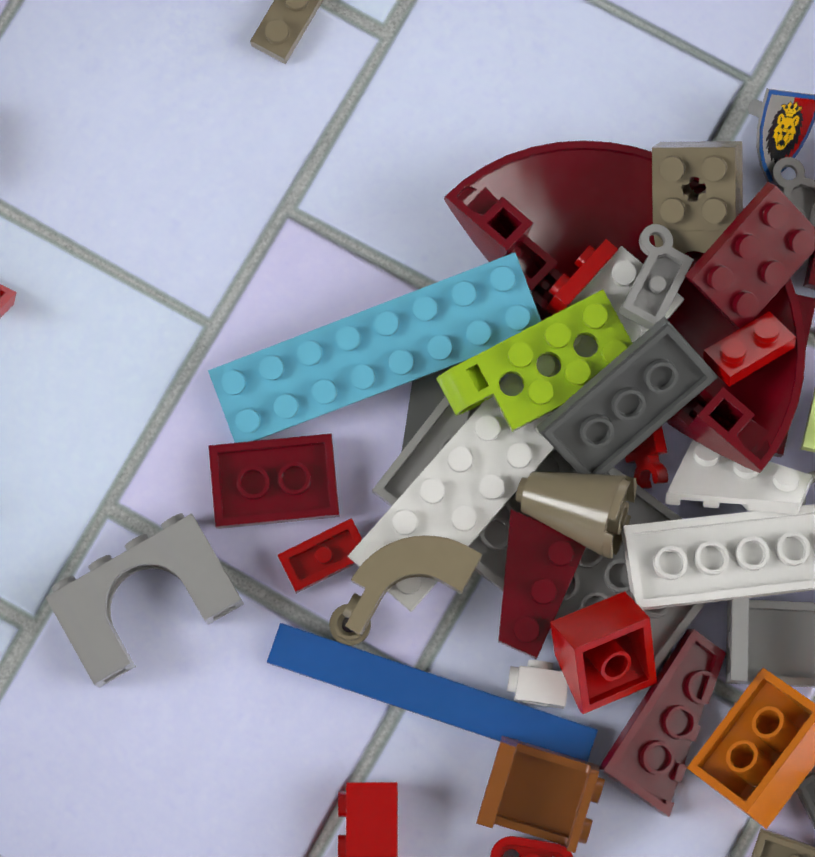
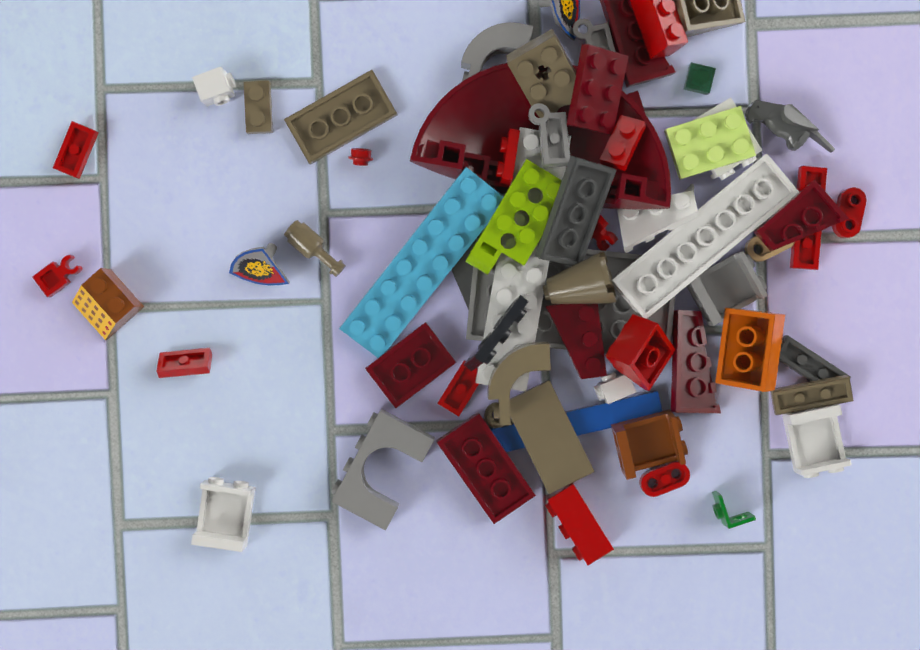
camera: 30 degrees left, 10 degrees up
(152, 223) = (258, 266): none -> shield
(240, 237) = (310, 245): none -> dark tan piece
(288, 687) = (485, 468): none -> dark red plate
(383, 162) = (360, 156): none -> red plate
(389, 96) = (340, 117): none -> dark tan tile
(403, 697) = (549, 437): none -> dark tan tile
(418, 498) = (500, 334): none -> black wing
(653, 119) = (493, 41): none -> light grey arch

